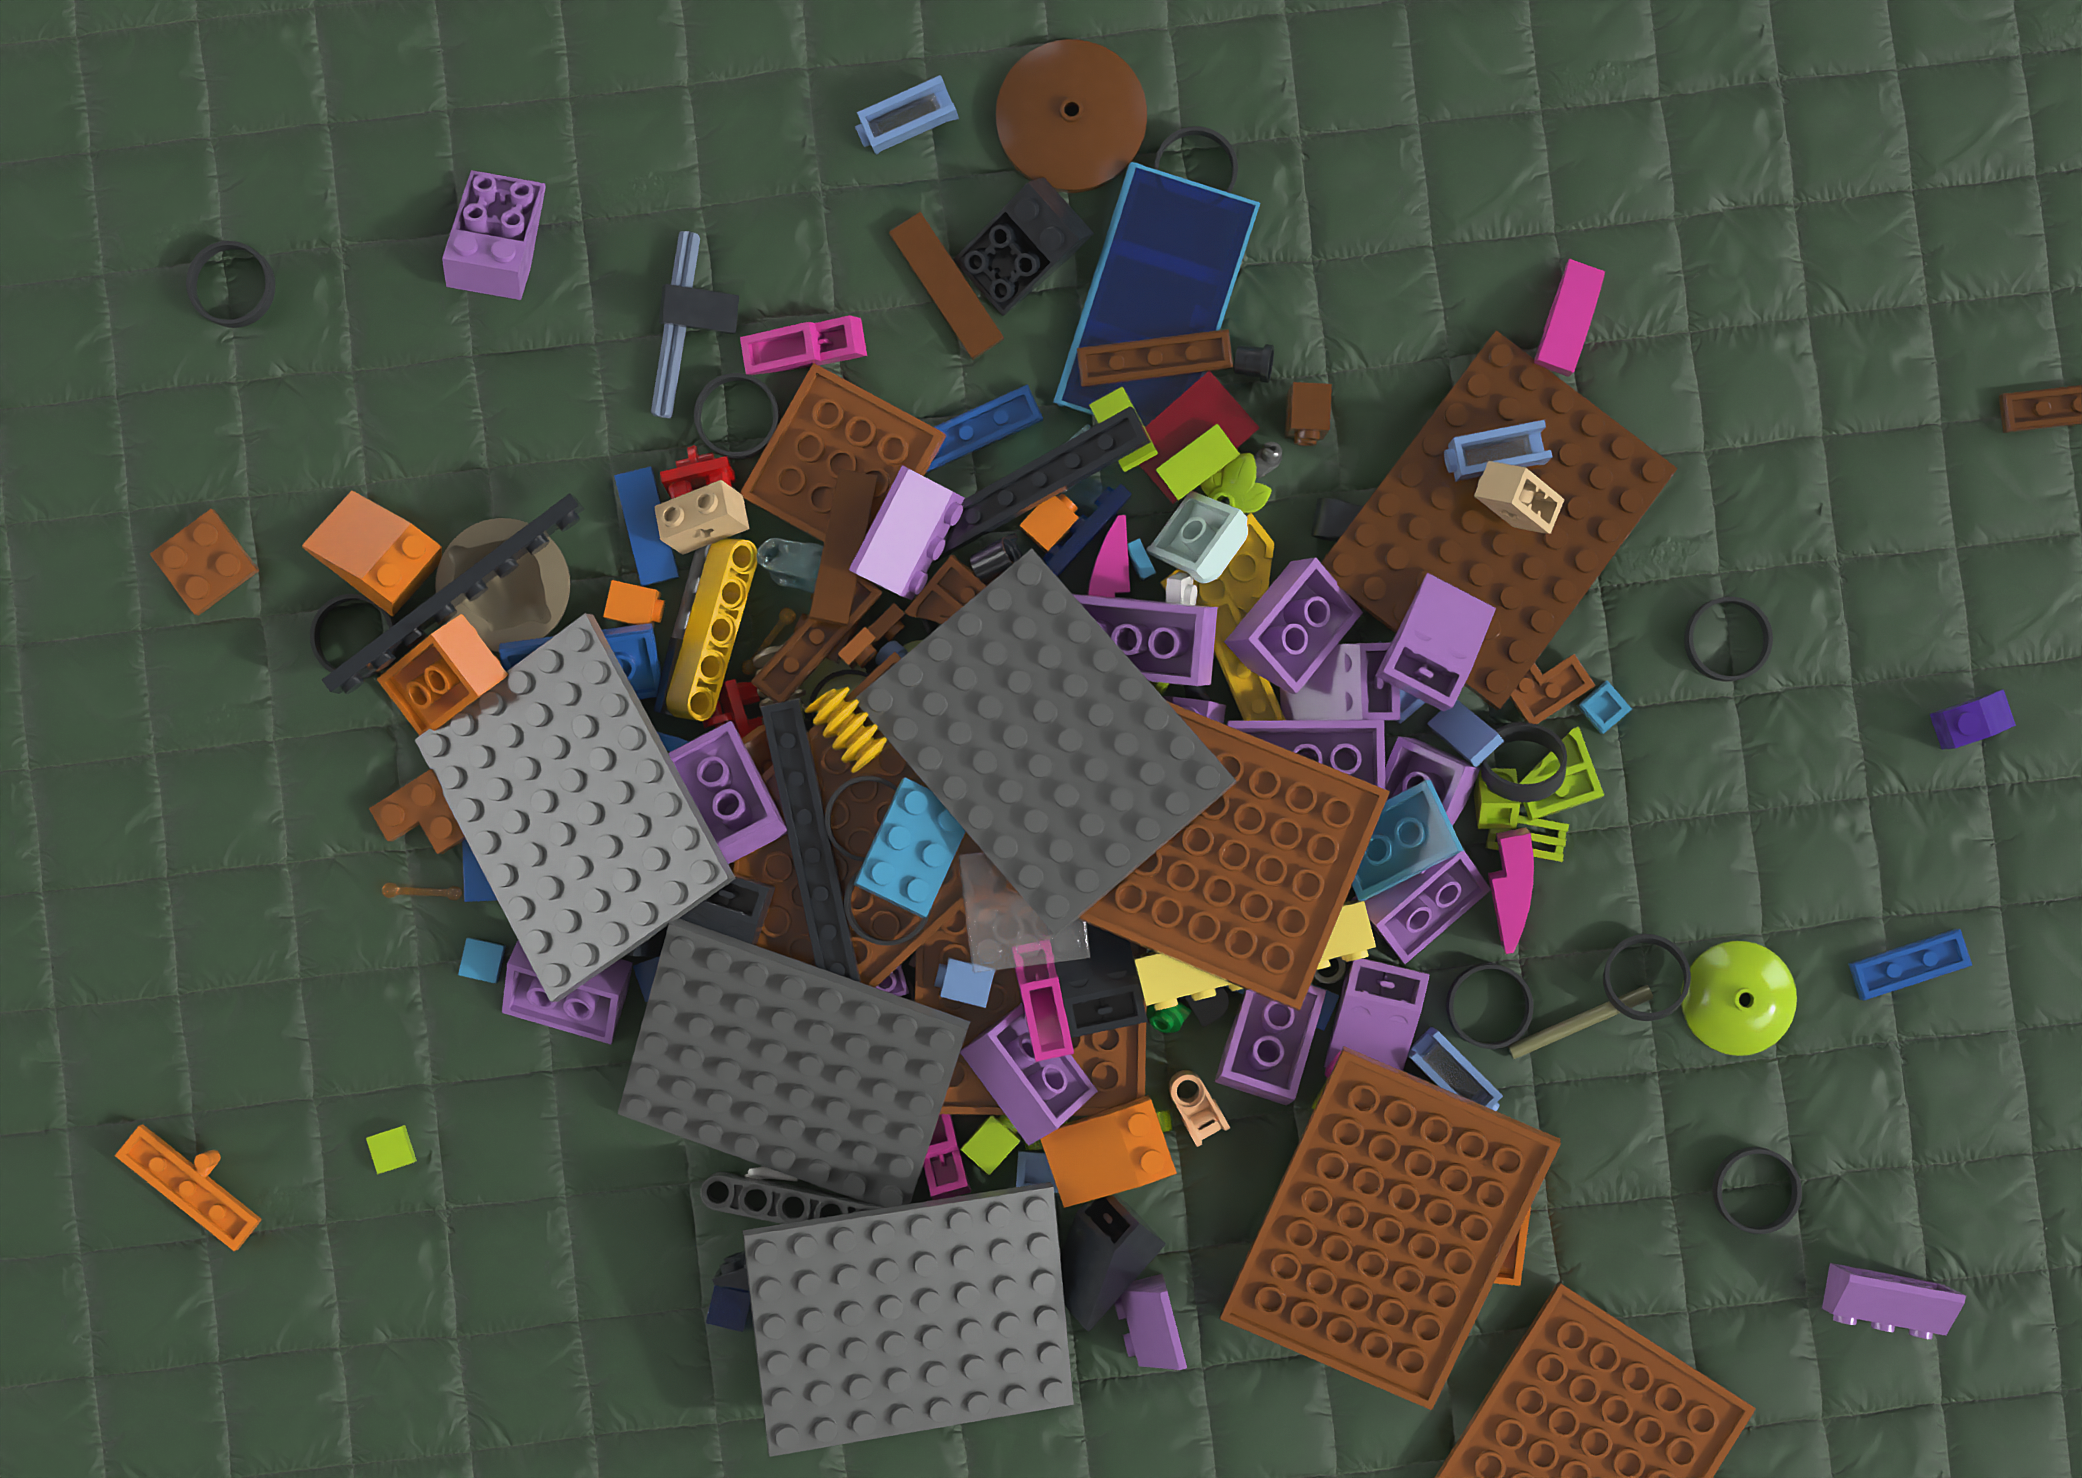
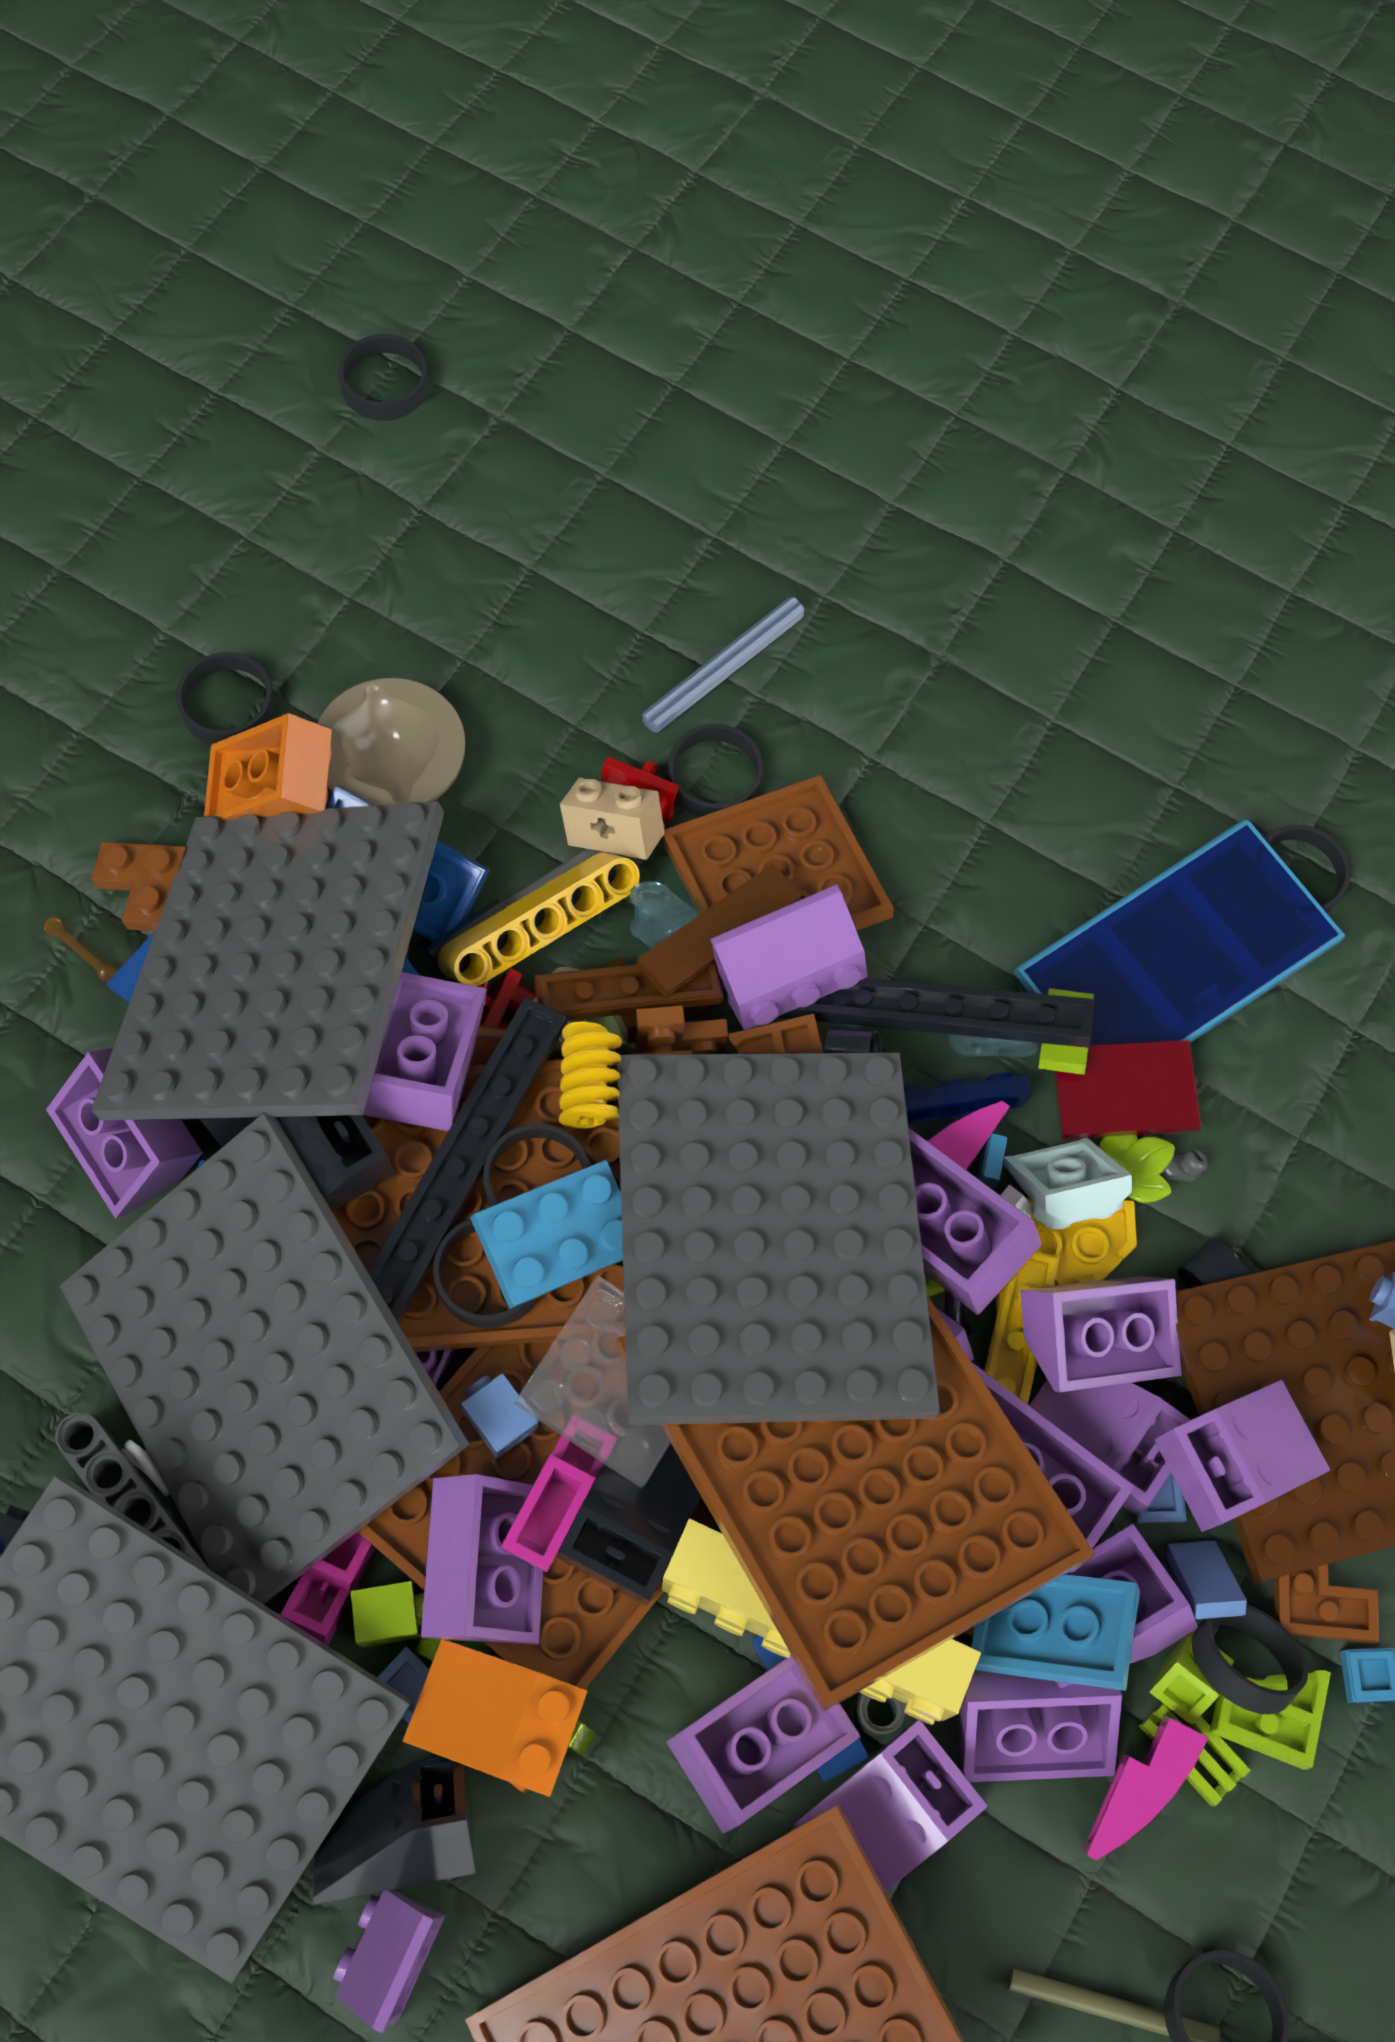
camera: 30 degrees right, 20 degrees down
(204, 562) = (161, 555): dark orange plate -> none
(374, 551) = (306, 646): orange slope -> none
(442, 605) = (341, 712): black plate -> none
(482, 960) = (70, 1045): dark azure tile -> none
(494, 235) = (628, 490): medium lavender slope -> none
(633, 604) = (490, 846): orange brick -> none
(638, 497) = (542, 823): blue tile -> none
(699, 309) = (755, 662): black tile -> none
(803, 345) = (823, 751): dark pink slope -> none
(906, 115) = (1066, 644): medium blue window -> none
(946, 285) = (991, 805): reddish brown tile -> none
(986, 425) = (934, 943): blue tile -> none
(1023, 245) = (1090, 818): black slope -> none
(1050, 521) = (931, 1060): orange brick -> none
(1076, 150) = (1214, 753): reddish brown dish -> none
(1155, 358) = (1143, 995): reddish brown tile -> none
(1168, 1019) = (673, 1630): green plate -> none
(1197, 462) = (1117, 1111): lime tile -> none
(1200, 1112) = (625, 1759): light nougat piece -> none
(1210, 1008) = (724, 1653): black tile -> none
(1255, 361) = (1237, 1071): black piece -> none
(1308, 412) = (1261, 1145): reddish brown brick -> none
(1452, 1070) = (931, 1922): window -> none
(1528, 1009) = (1077, 1903): black tyre -> none

